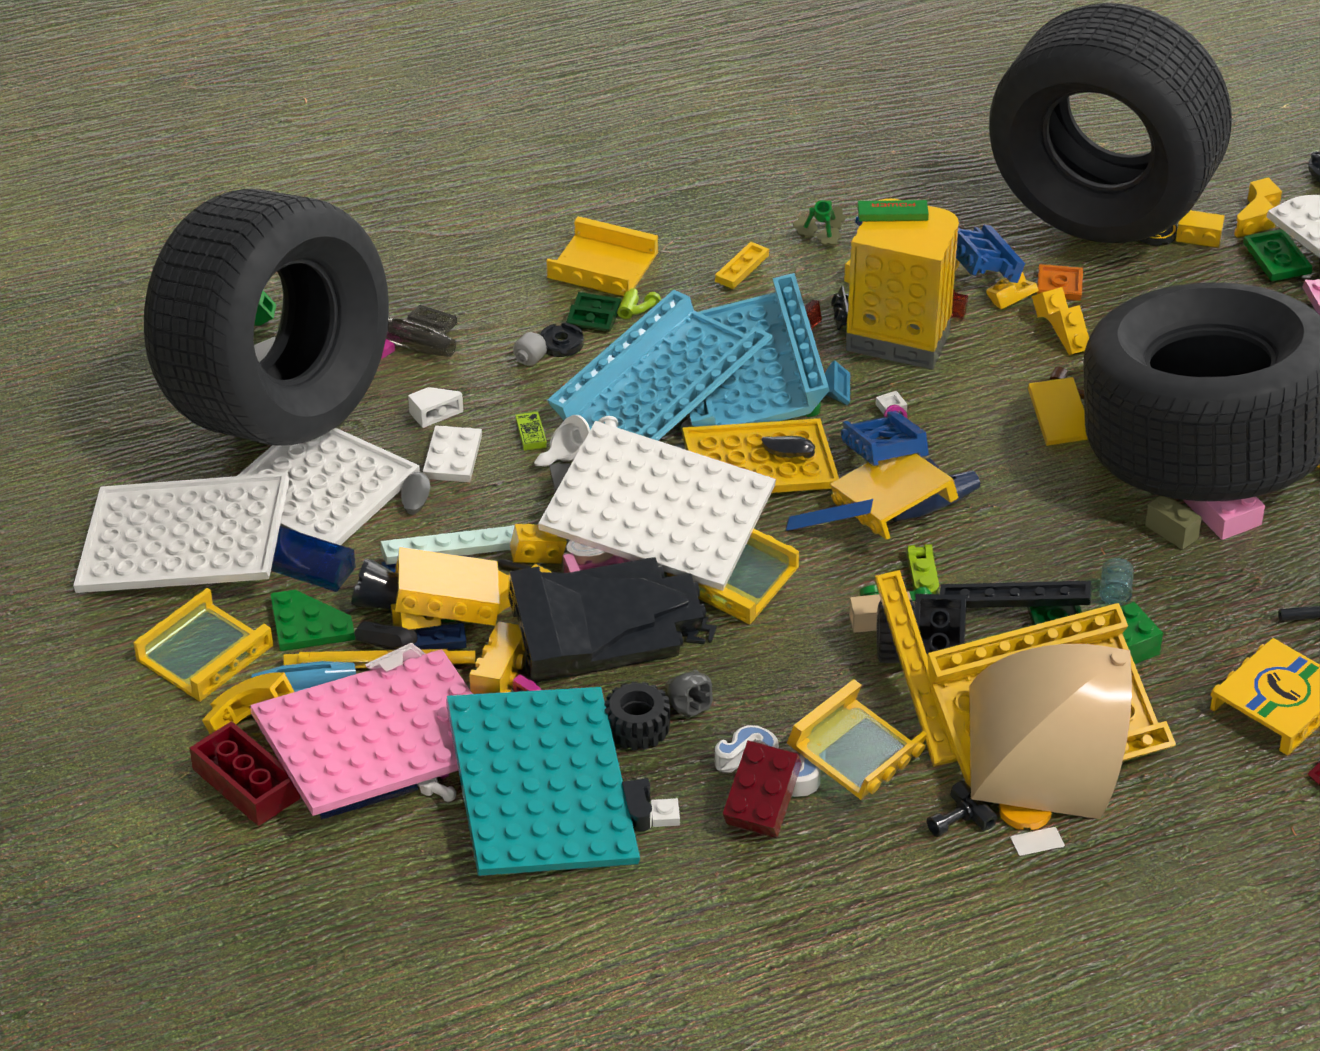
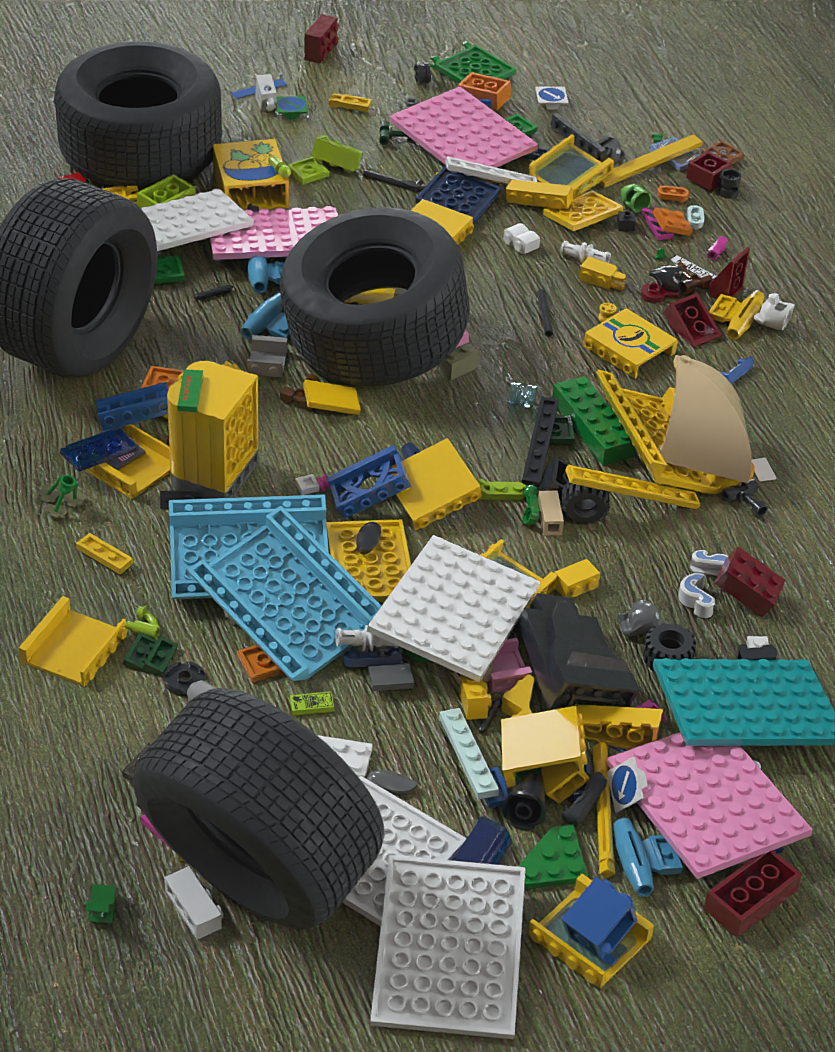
camera: 90 degrees left, 0 degrees up
(193, 630) = (600, 919): none -> blue container
(237, 701) = (662, 880): yellow arch -> none
(565, 441) = (342, 672): white piece -> none
(758, 636) = (577, 579): none -> yellow brick
(829, 514) = (453, 515): blue sticker -> none
(853, 742) = (698, 531): panel -> none
(1257, 819) = (744, 366): none -> blue piece

